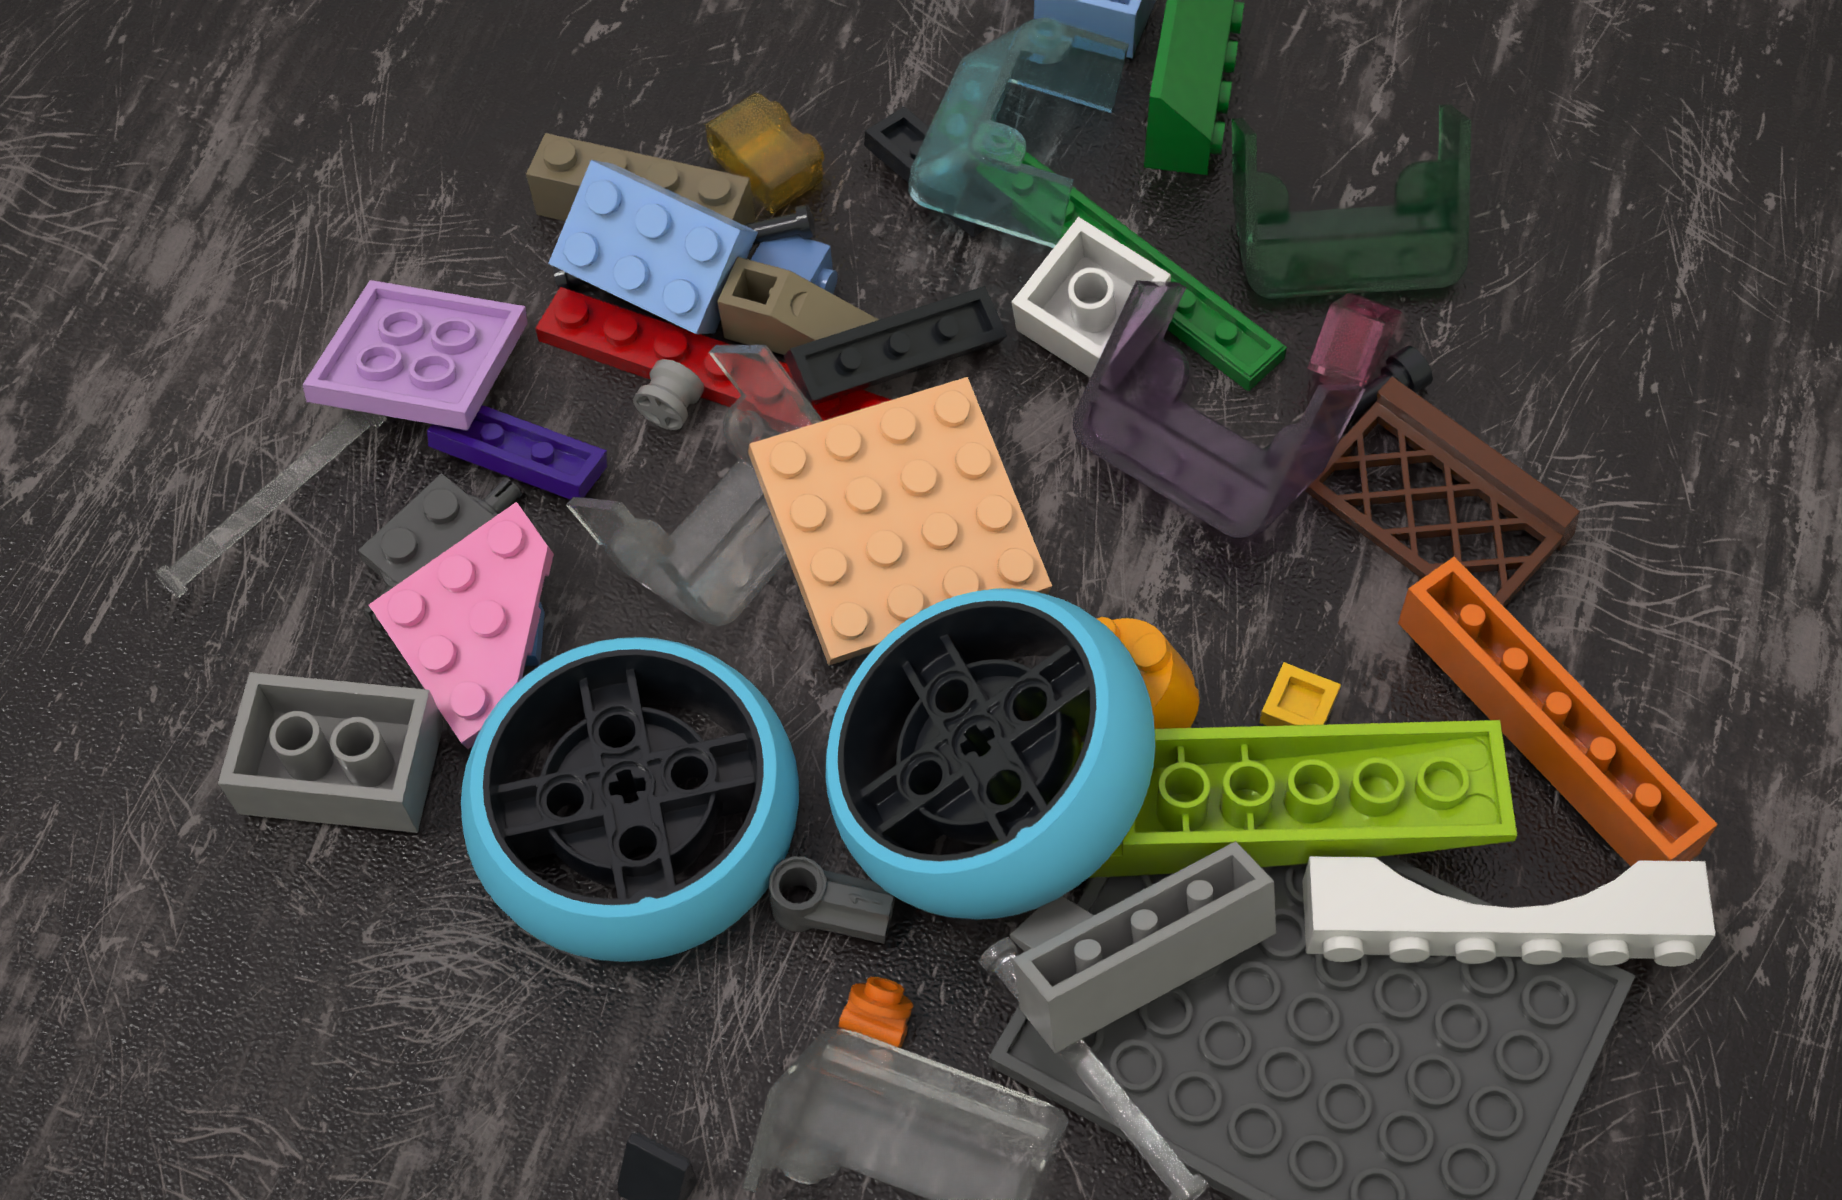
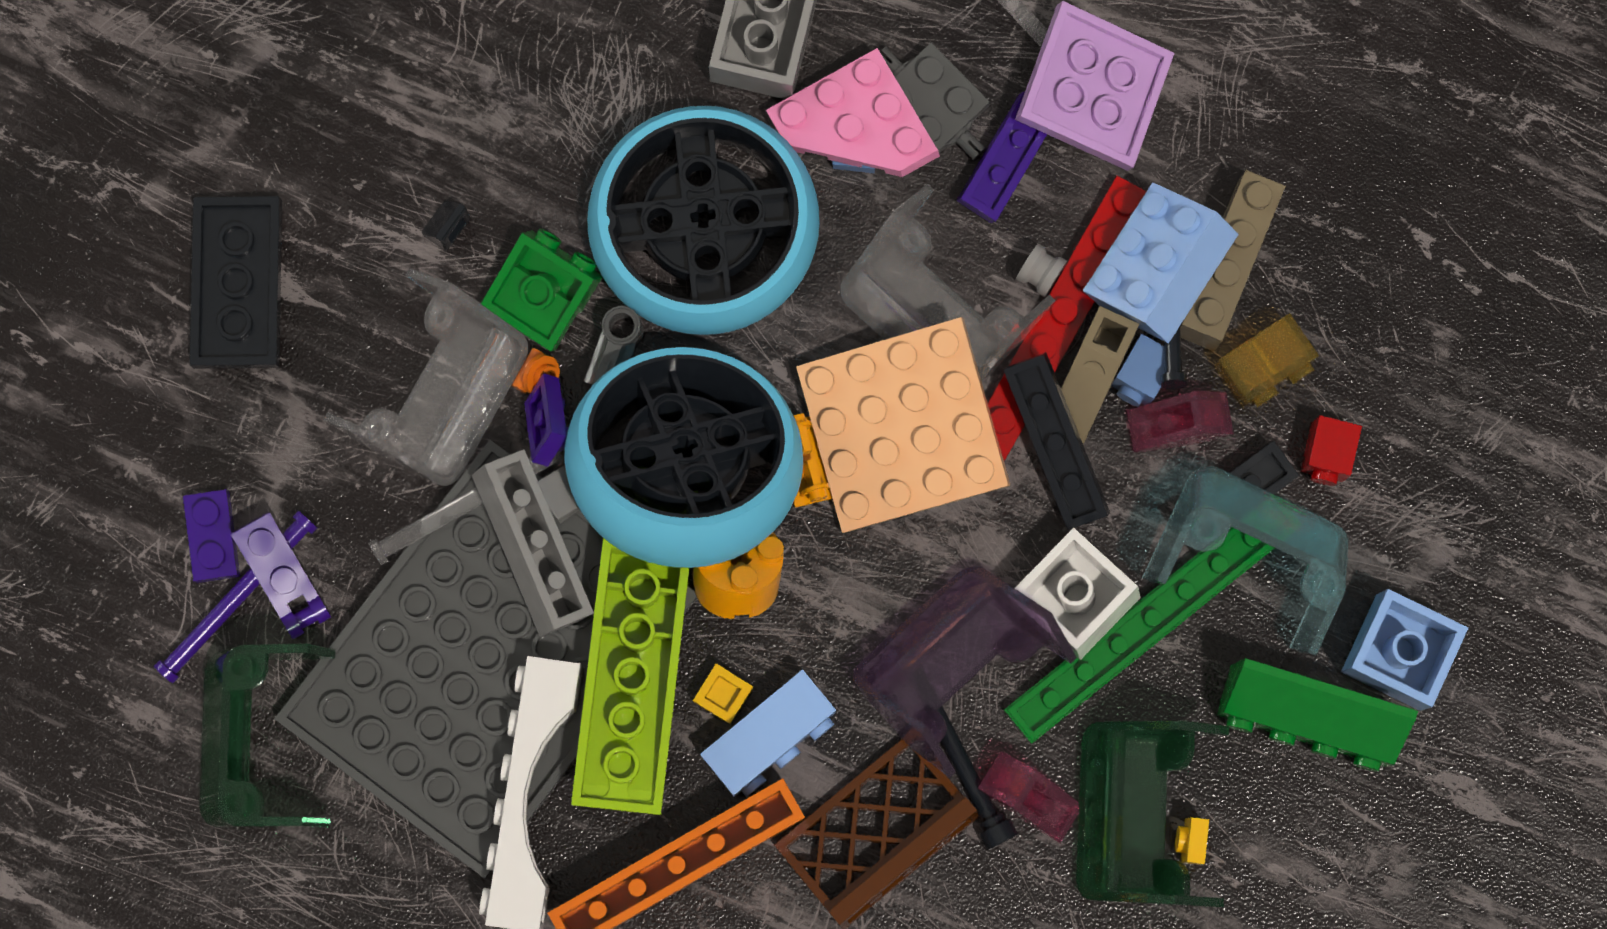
camera: 90 degrees right, 20 degrees up
(747, 1011) = (542, 288): none -> green plate
(854, 231) = (1180, 421): none -> clear pink slope
(868, 80) = (1330, 450): none -> red brick
(953, 963) = (546, 420): none -> dark purple plate
(1343, 637) = (770, 735): none -> light blue brick
(1368, 168) = (1192, 840): none -> yellow plate

